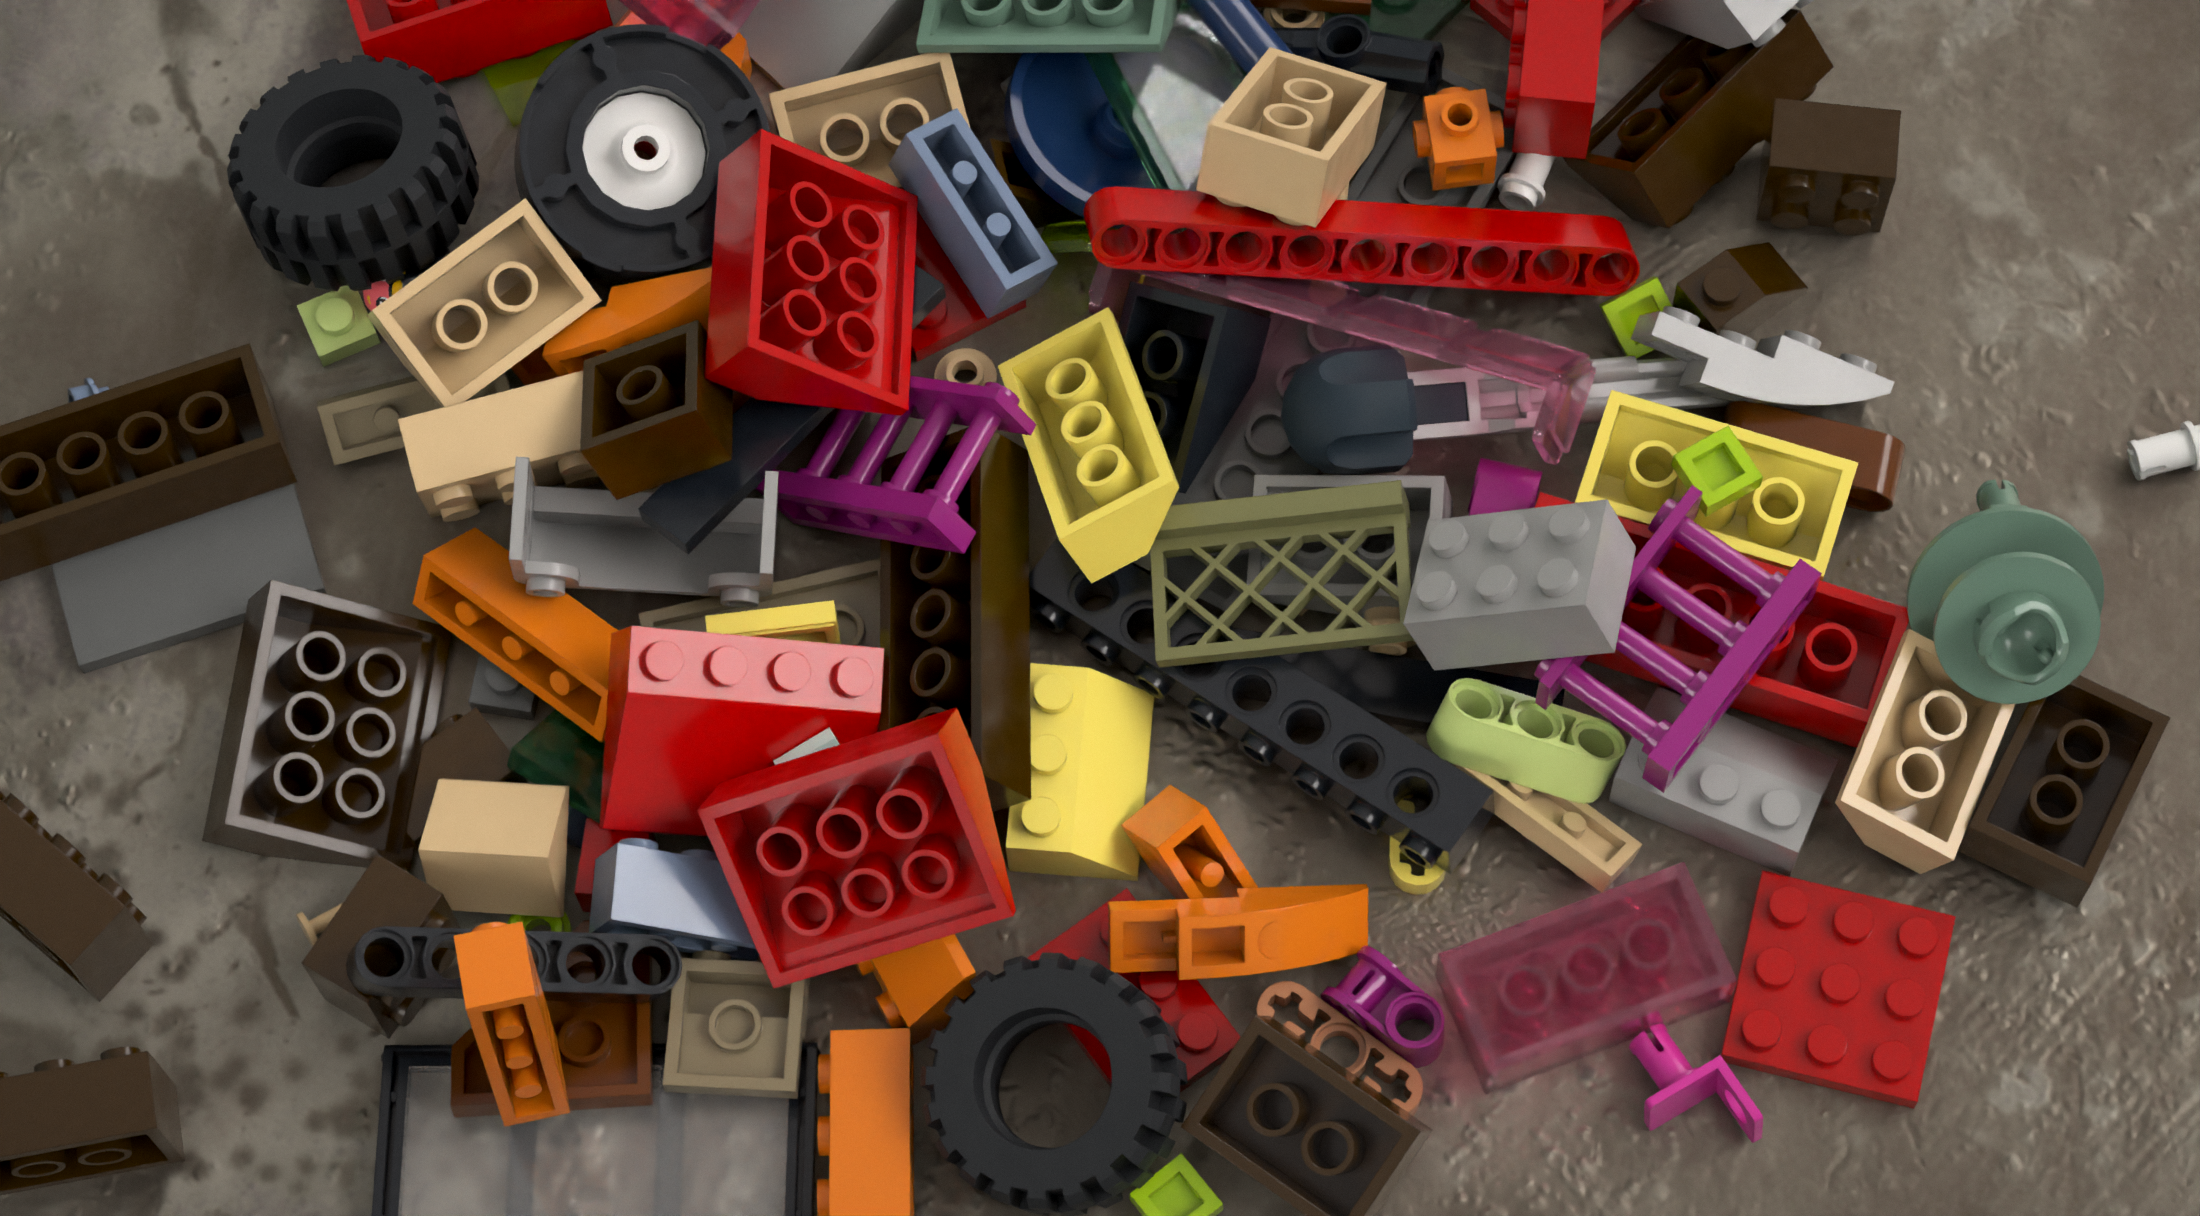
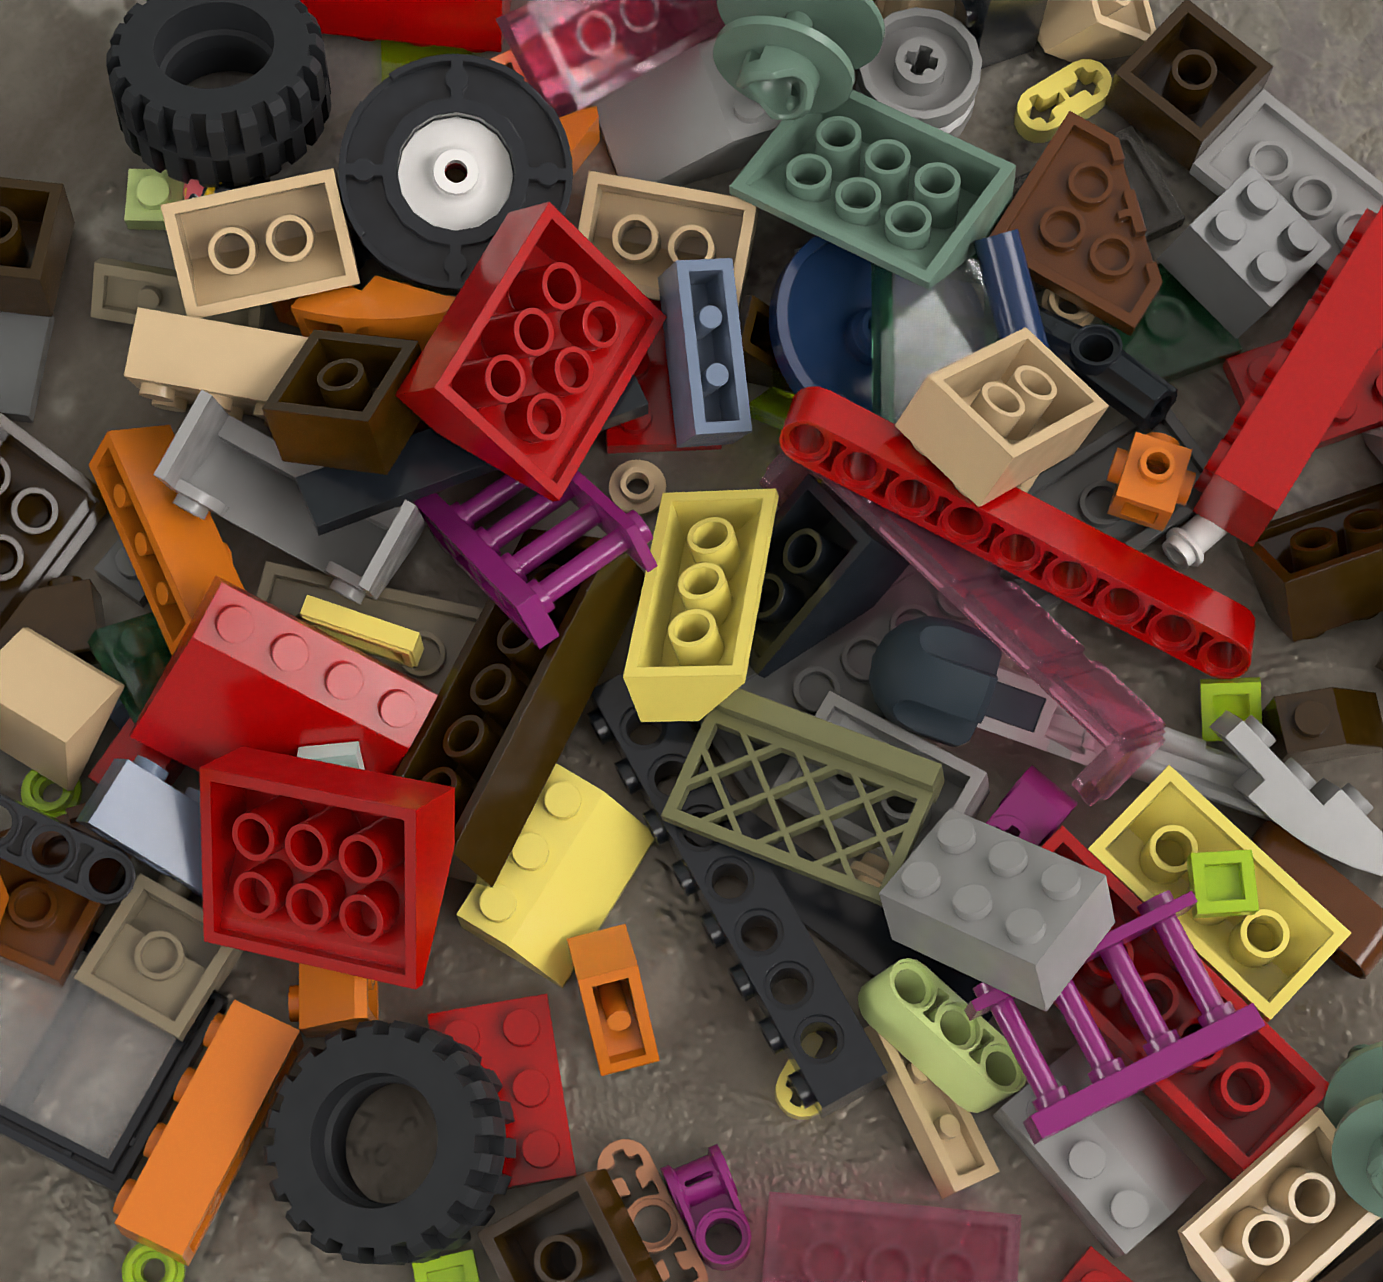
camera: 20 degrees right, 5 degrees up
(1239, 934) = (616, 1089): orange slope -> none

